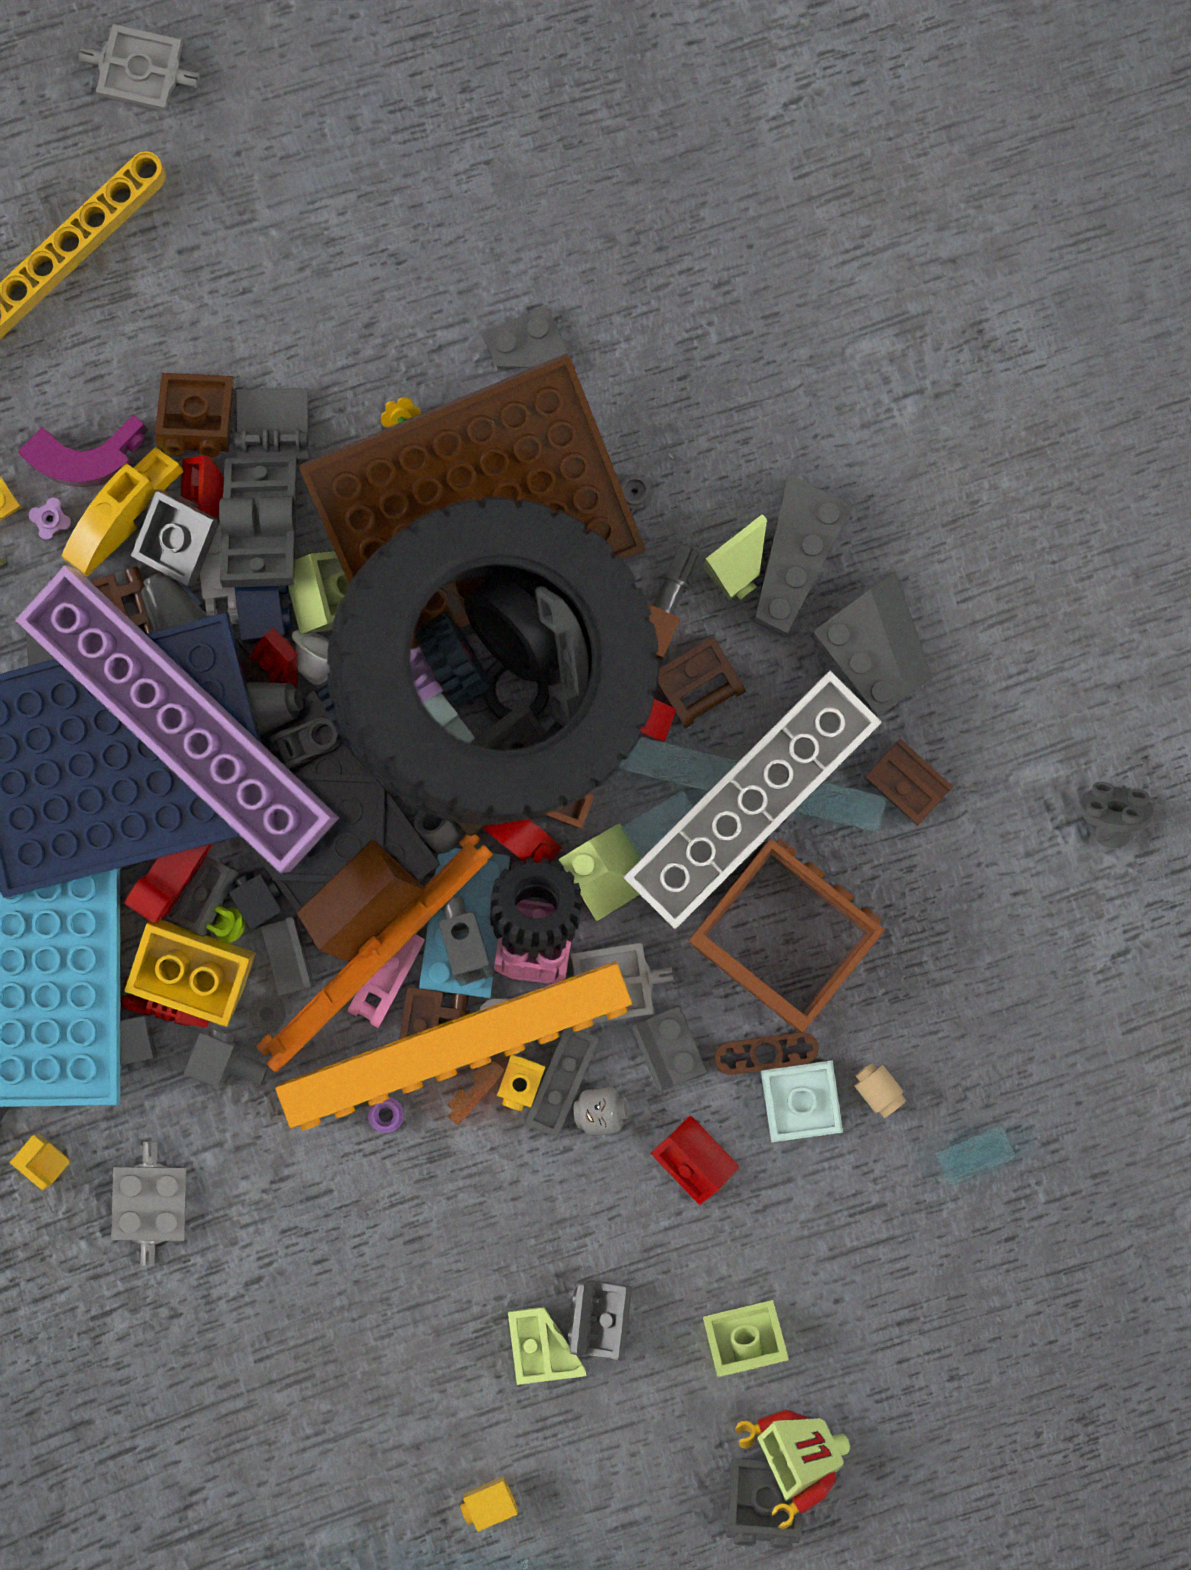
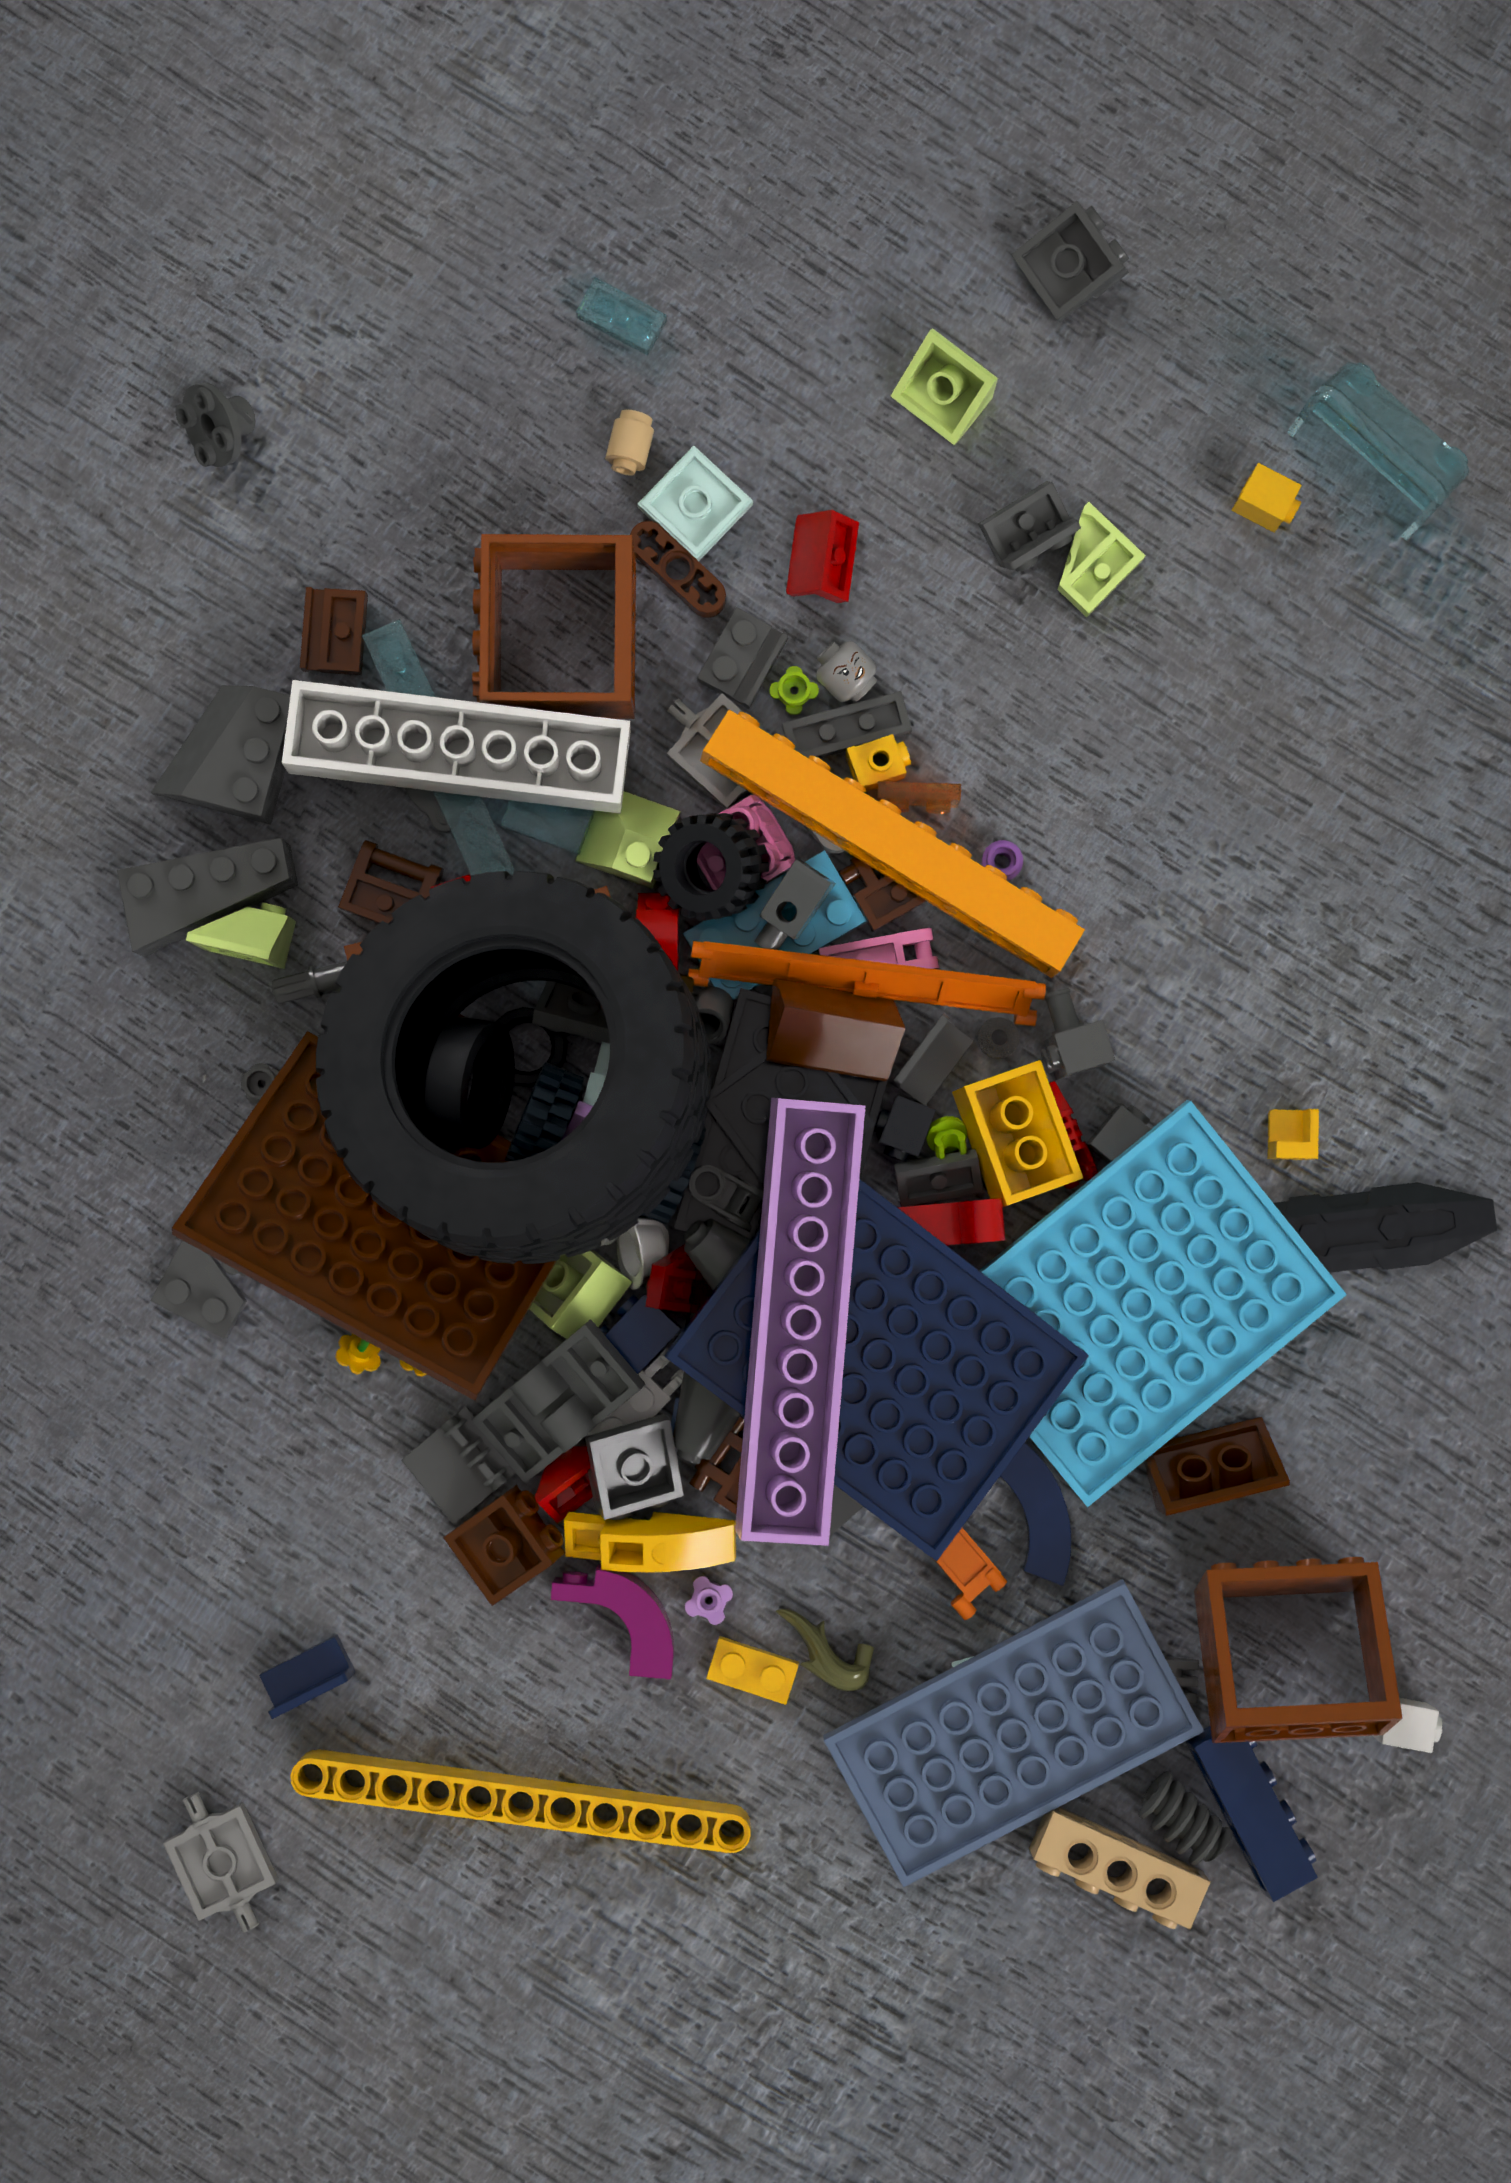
camera: 130 degrees left, 0 degrees up
(148, 1203) = (1250, 1008): light grey plate -> none
(214, 216) = (307, 1675): none -> dark blue panel
(572, 656) = (488, 979): dark grey slope -> none
(623, 1057) = (794, 678): none -> lime plate
(800, 1456) = (1007, 256): yellowish green torso -> none

